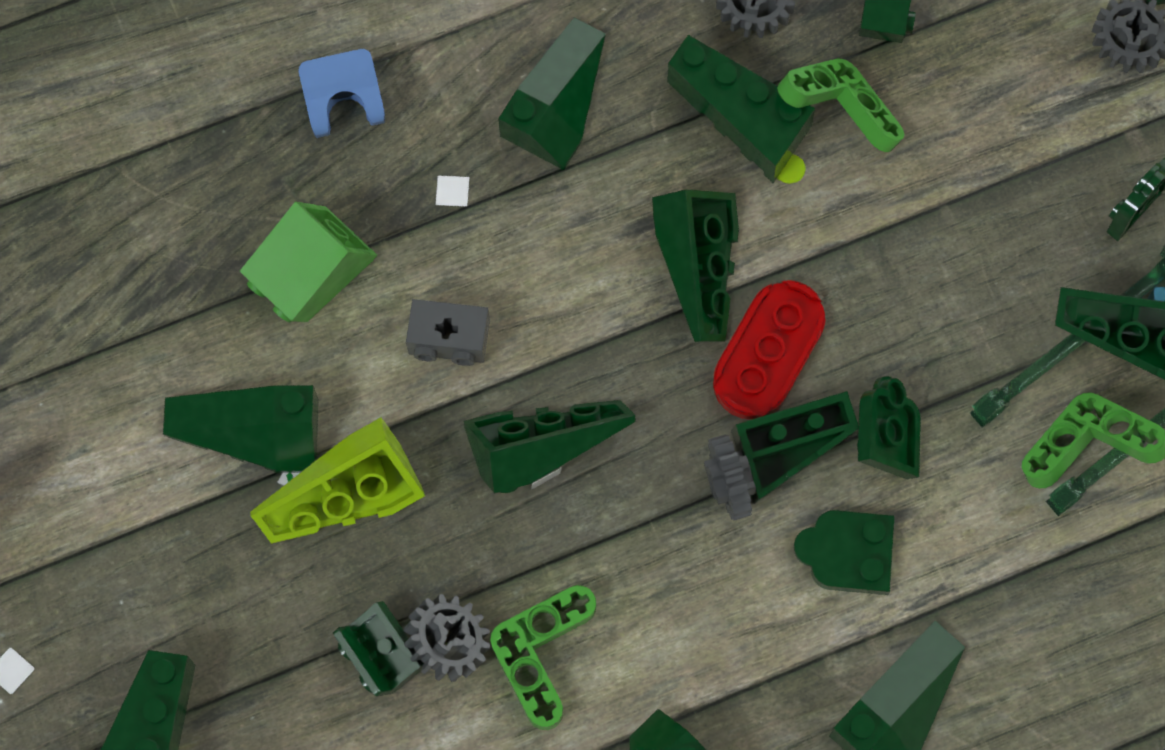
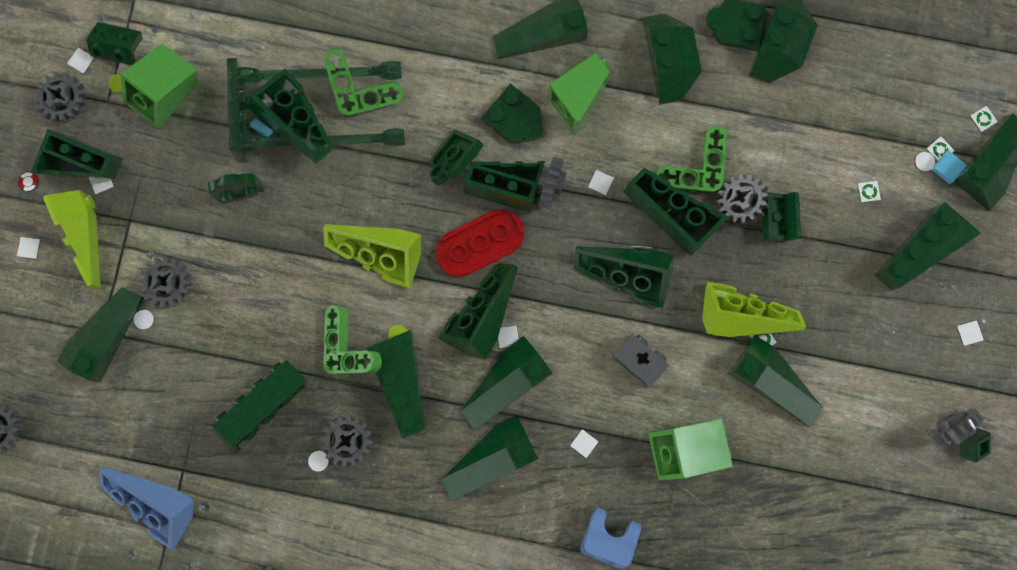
camera: 145 degrees left, 10 degrees up
(528, 555) = (674, 210): none -> dark green wedge
(603, 202) = (510, 378): none -> dark green wedge
(644, 257) = (507, 336): none -> white sticker
(664, 542) = (601, 182): none -> white sticker
(780, 630) = (579, 90): none -> bright green slope
(883, 257) = (384, 250): none -> lime wedge

